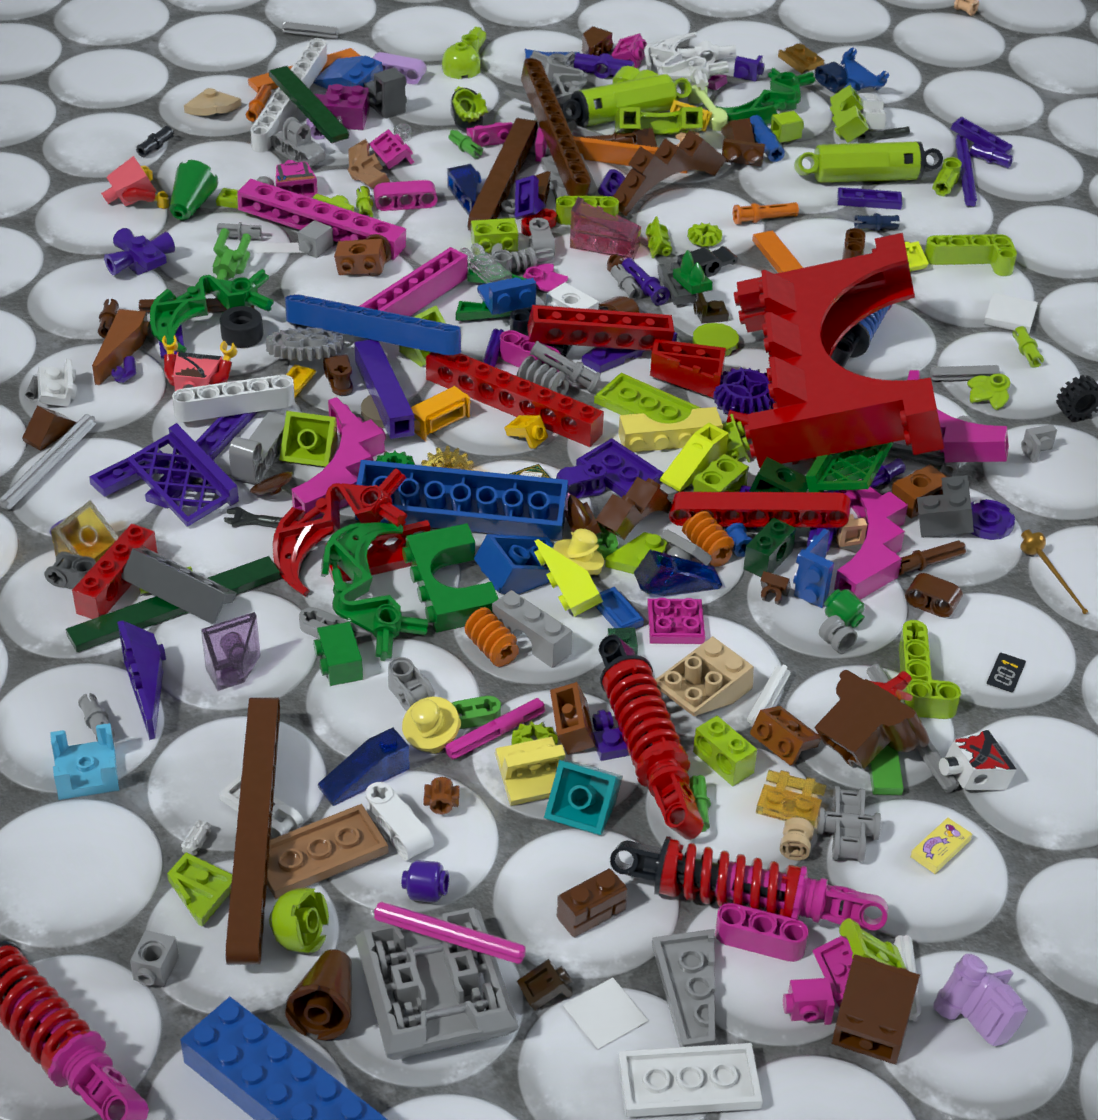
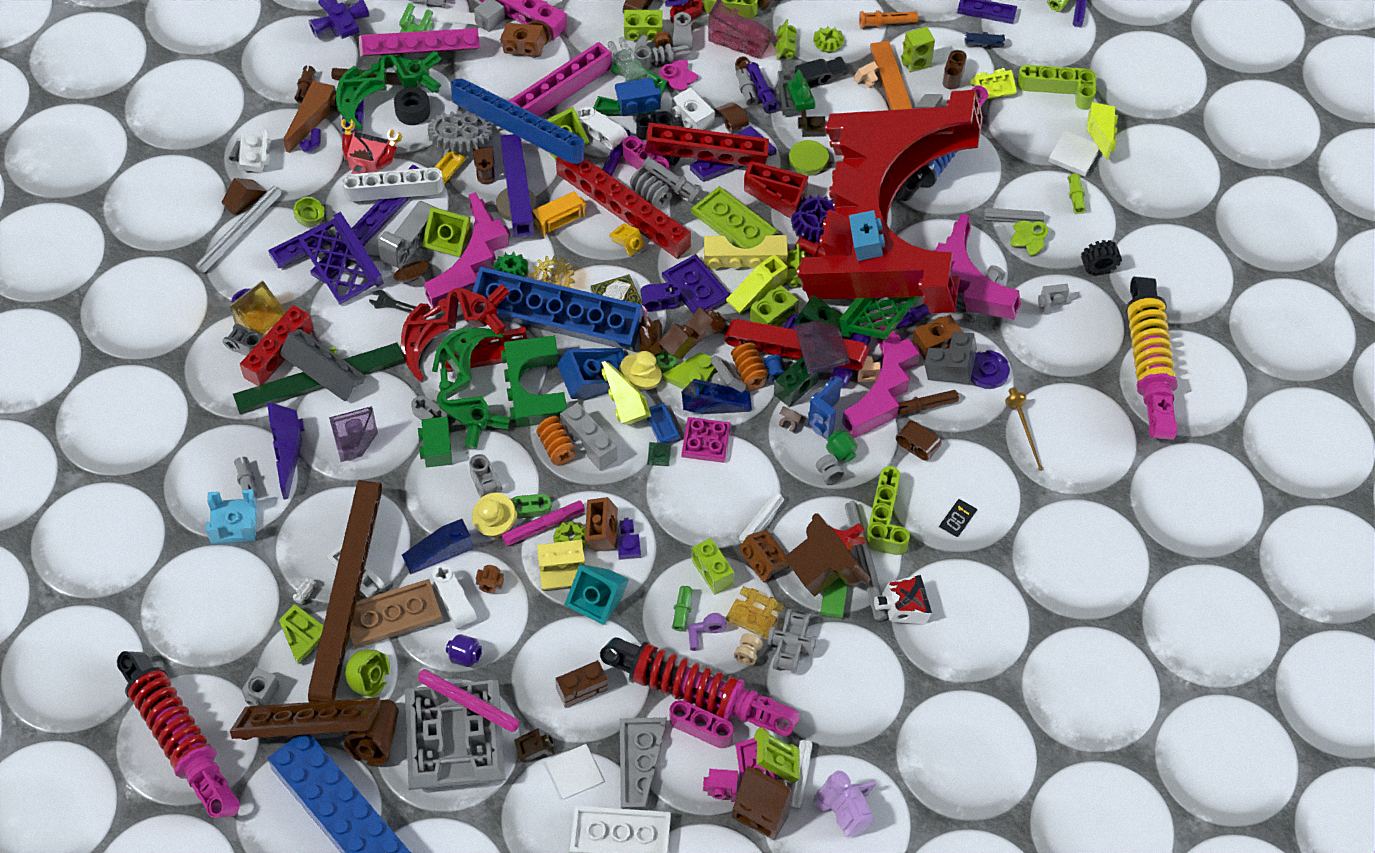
camera: 10 degrees right, 15 degrees up
(133, 435) = (308, 211): none -> lime hair
(236, 263) = (419, 42): none -> dark pink brick
(238, 980) = (306, 718): none -> reddish brown plate
(474, 327) = (601, 127): none -> white piece
(519, 242) = (662, 39): none -> dark orange bush
(649, 734) = (656, 545): piece -> none
(707, 678) = (712, 501): tan slope -> none
(742, 816) = (712, 624): none -> medium lavender plate
(758, 260) = (867, 74): none -> light nougat tile
(793, 500) = (821, 346): none -> clear purple slope
(810, 231) = (918, 49): none -> lime brick
(823, 375) = (866, 236): none -> dark azure brick
(941, 845) = (858, 667): light yellow tile -> none
(1035, 284) = (1102, 127): none -> neon yellow slope

